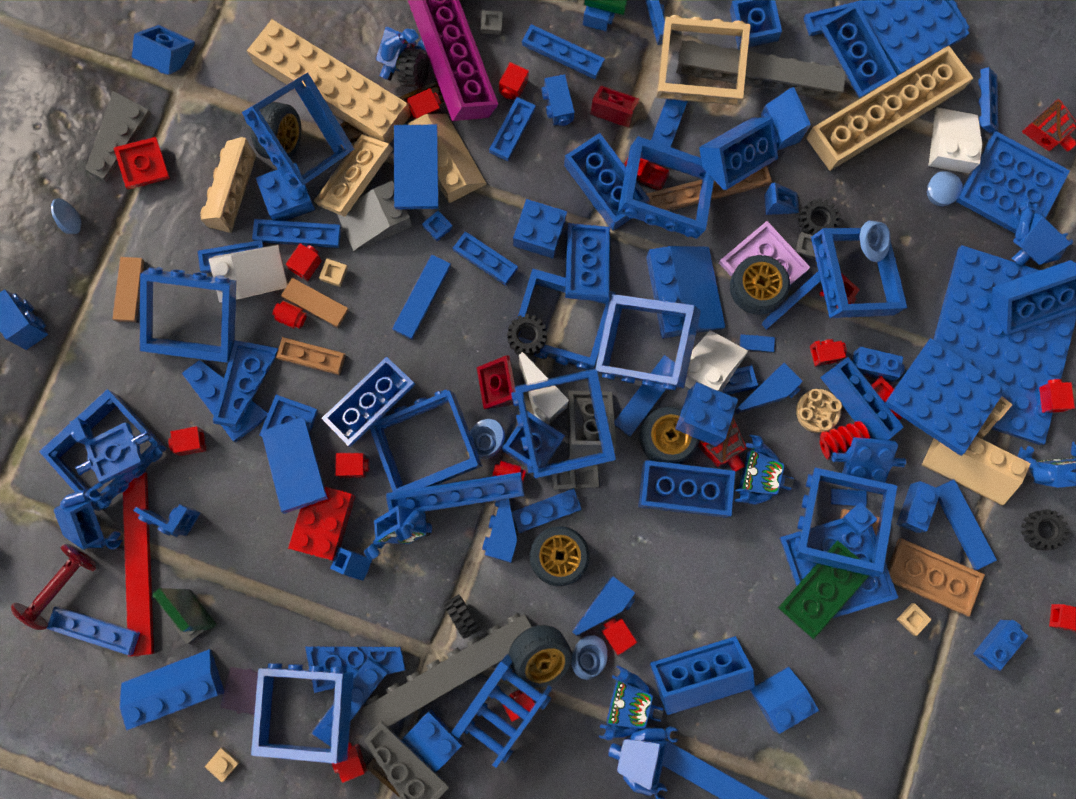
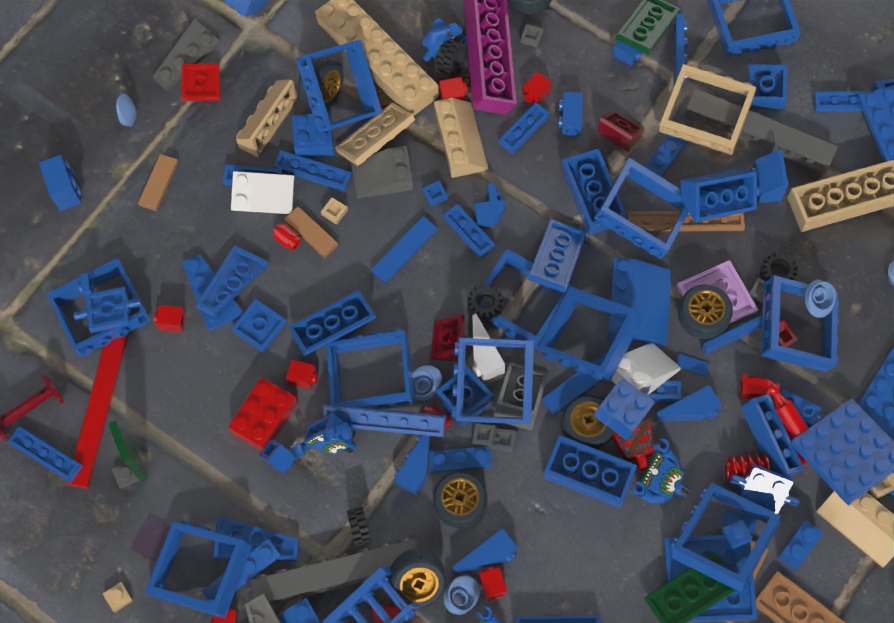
camera: 25 degrees right, 10 degrees down
(80, 522) = (62, 359): blue torso -> none
(169, 689) = (93, 522): blue slope -> none
(180, 348) = (190, 242): blue window -> none
(180, 523) = (145, 381): blue bracket -> none
(293, 465) = (253, 359): blue tile -> none
(304, 261) = (312, 195): red brick -> none
(311, 356) = (294, 276): medium nougat tile -> none
(416, 167) = (429, 138): blue tile -> none
(501, 232) = (491, 212): none -> blue brick
(539, 228) = (523, 217): blue brick -> none
(563, 51) = (587, 74): blue plate -> none
(651, 174) = (635, 194): red slope -> none
(781, 200) = (748, 246): blue slope -> none
(818, 410) = (732, 437): tan tile -> none
(858, 50) = (851, 132): blue slope -> none
(872, 371) = (786, 411): none -> red wheel
(965, 525) = (841, 574): blue tile -> none

